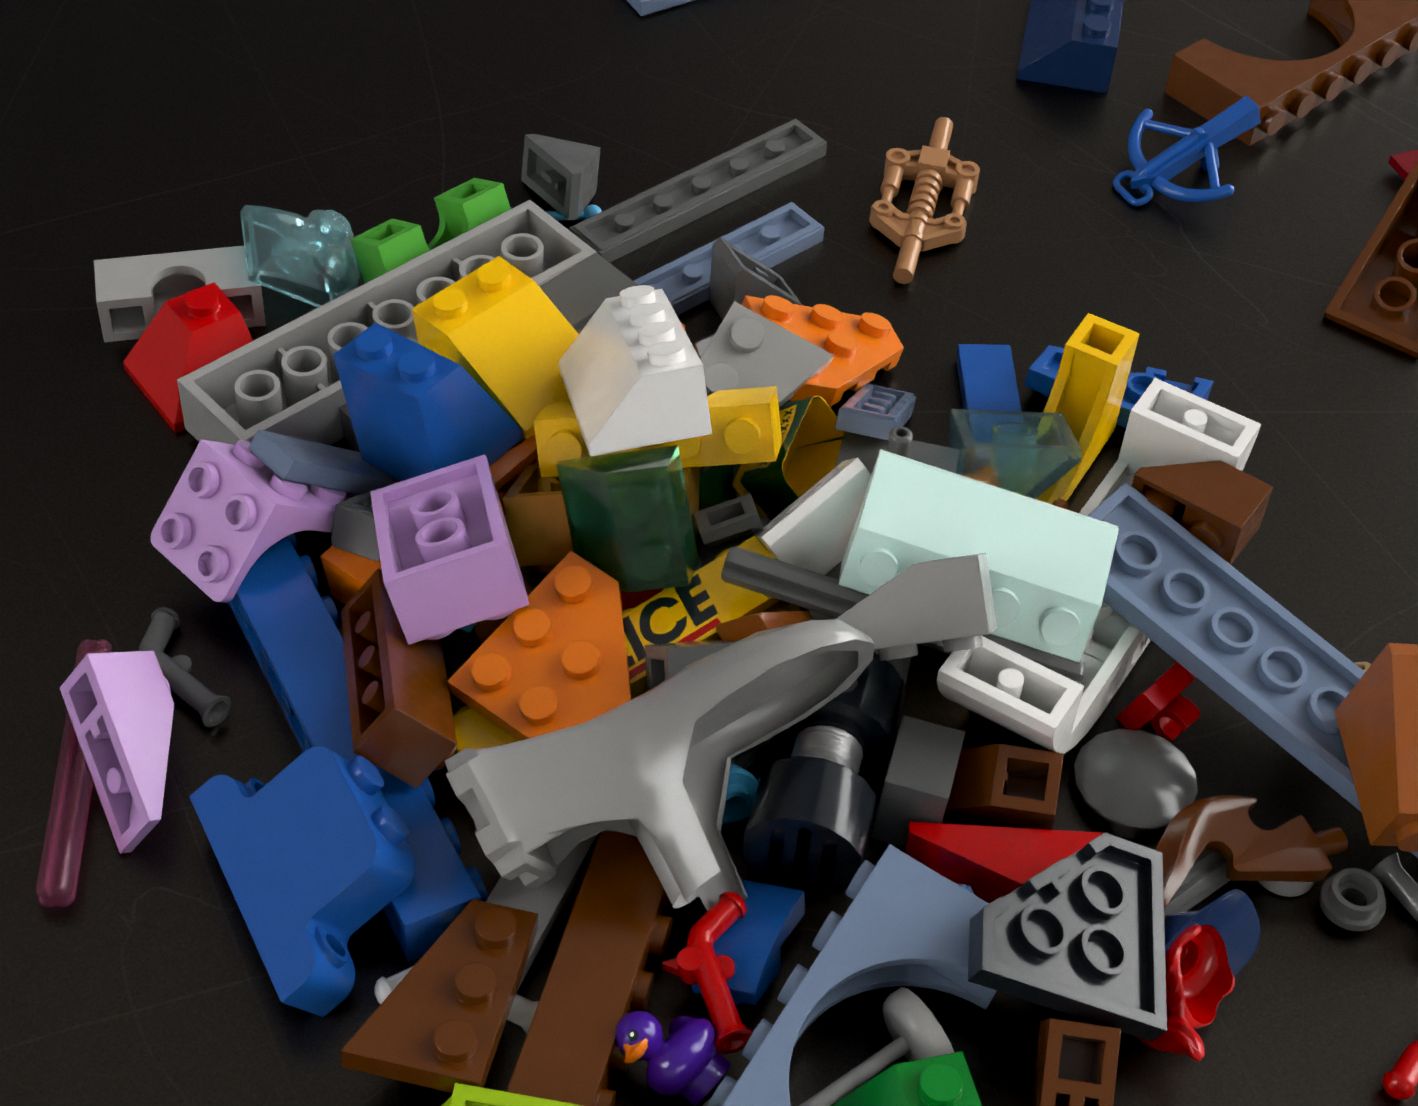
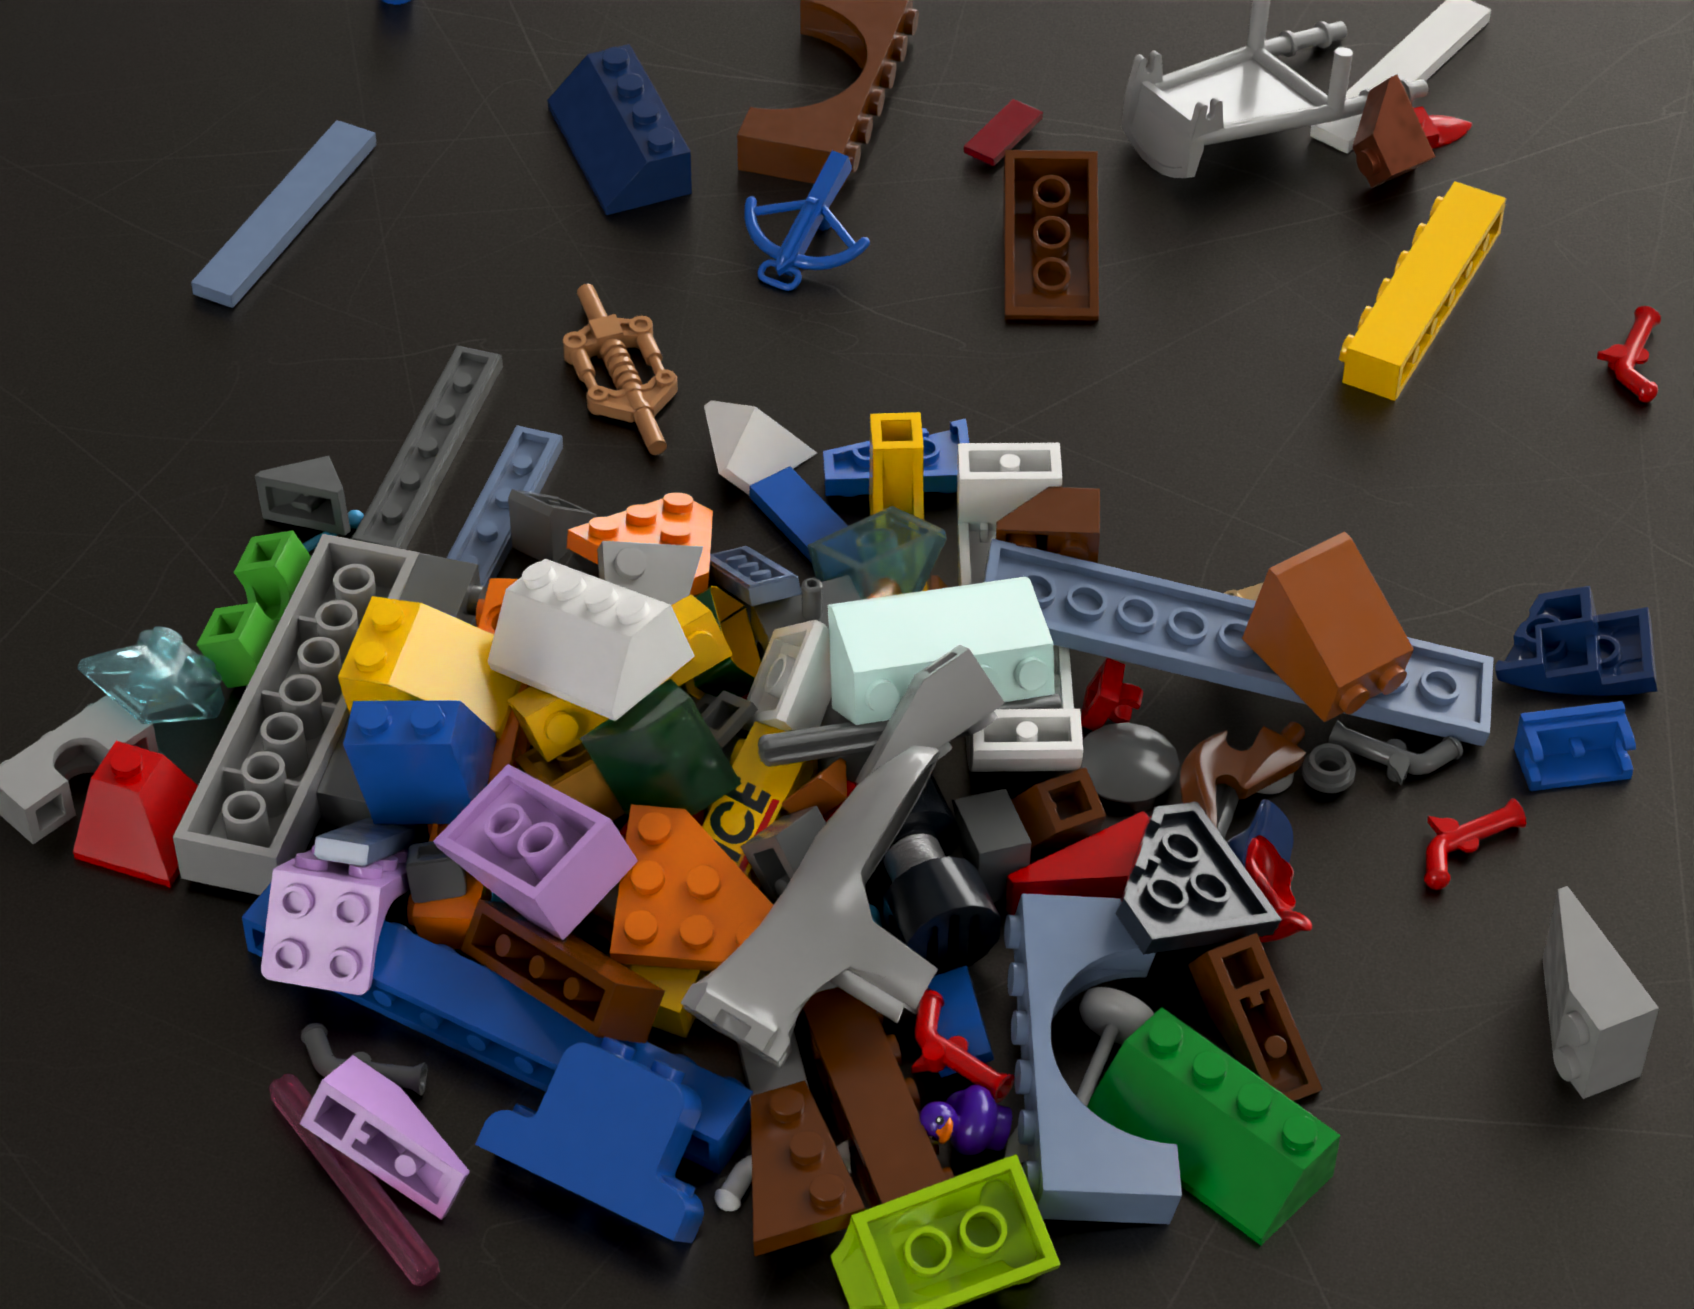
camera: 30 degrees left, 0 degrees up
(985, 310) = (751, 444): none -> white slope

